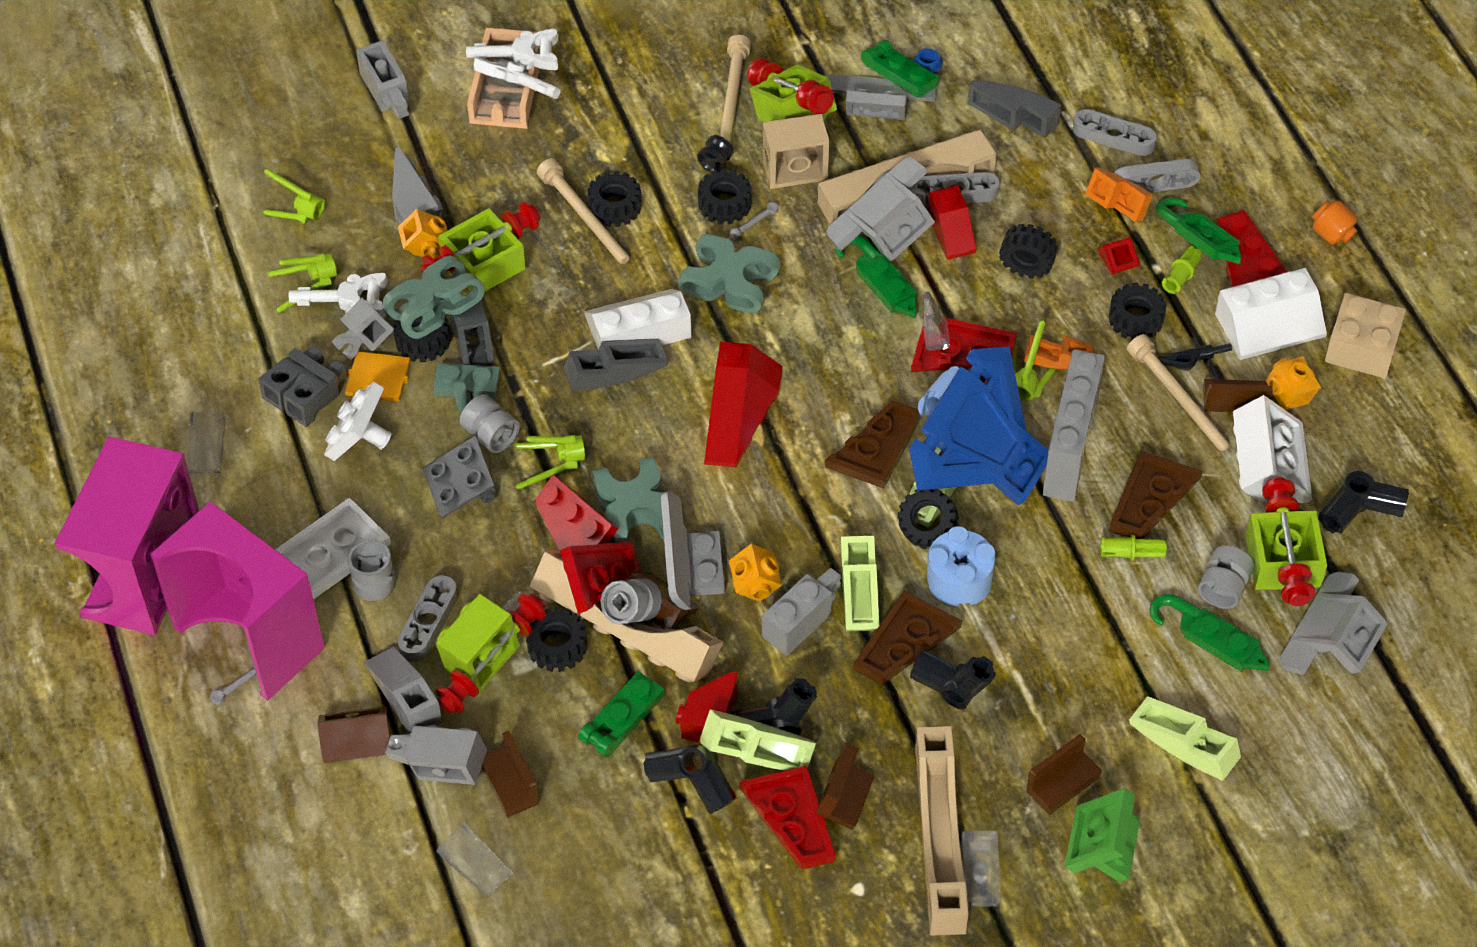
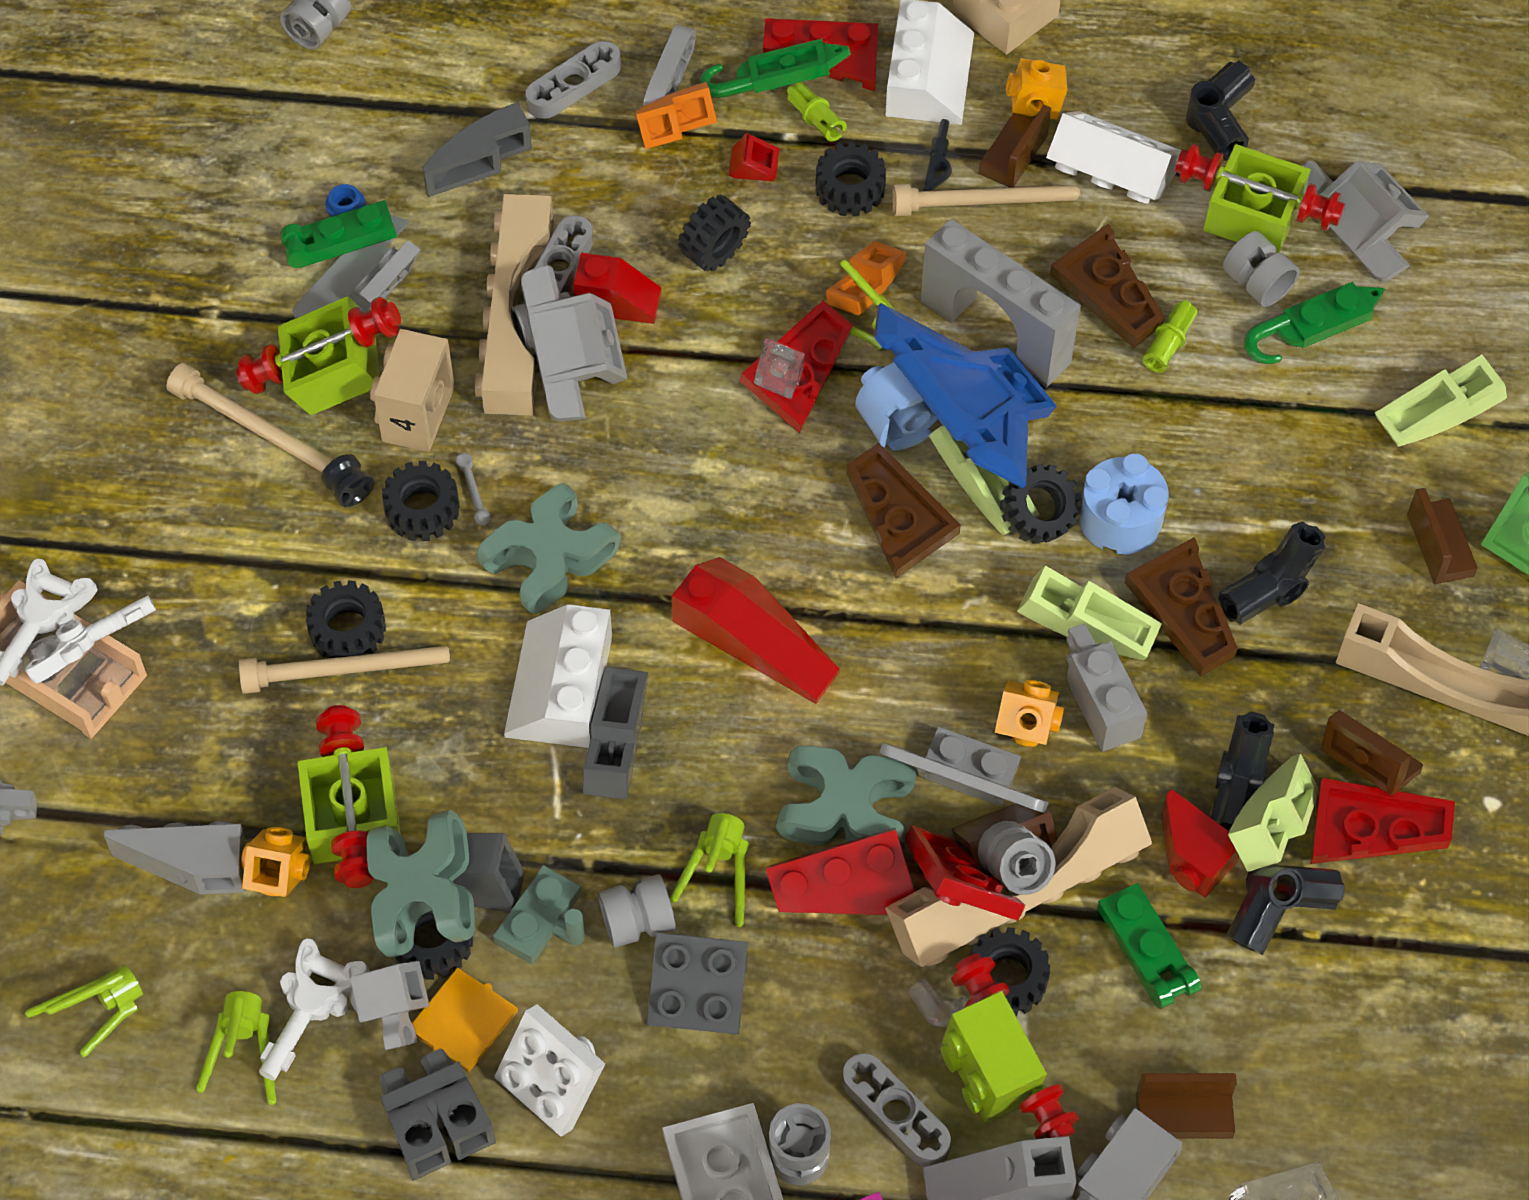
camera: 65 degrees left, 5 degrees up
(883, 278) = (651, 396): green plate -> none

